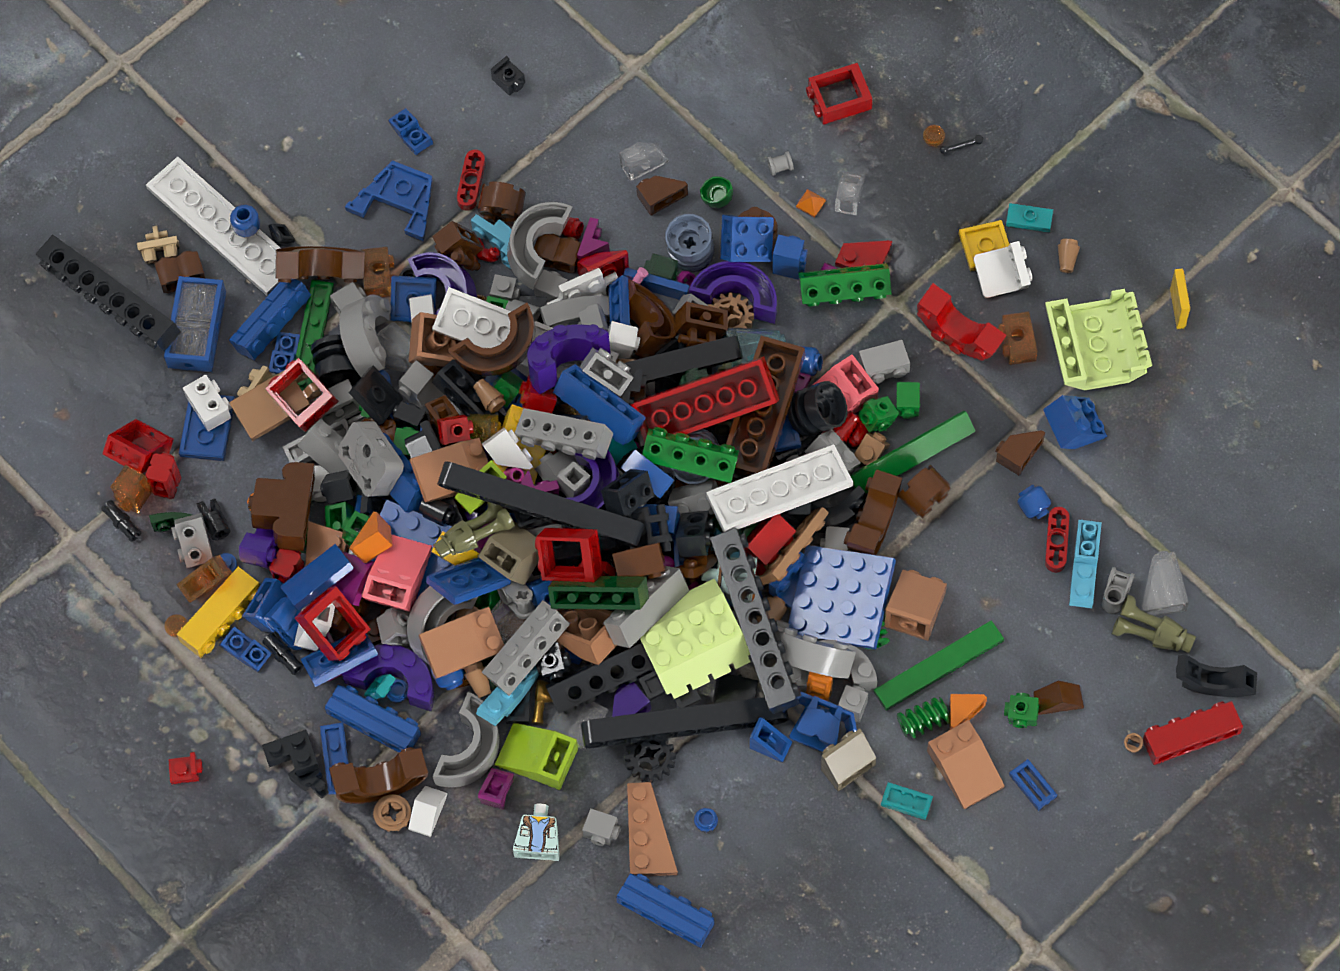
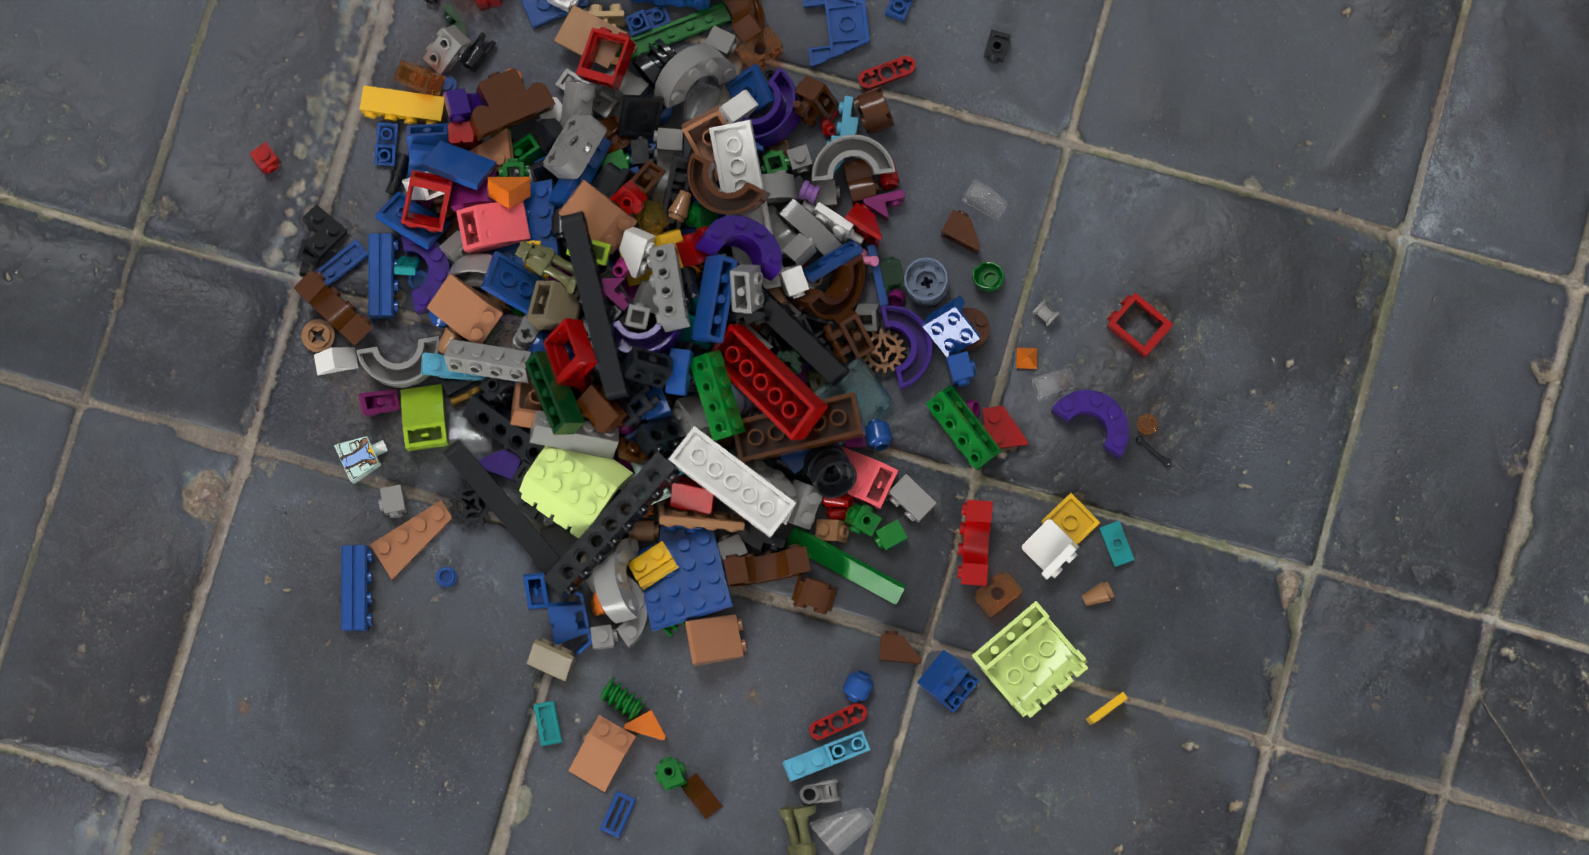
camera: 60 degrees right, 15 degrees up
(174, 624) = (375, 78): clear orange plate -> none
(543, 292) = (809, 192): none -> medium lavender wheel
(812, 614) = (652, 565): none -> yellow plate
(904, 160) = (1104, 409): none -> dark purple brick
(938, 665) = (676, 686): green tile -> none

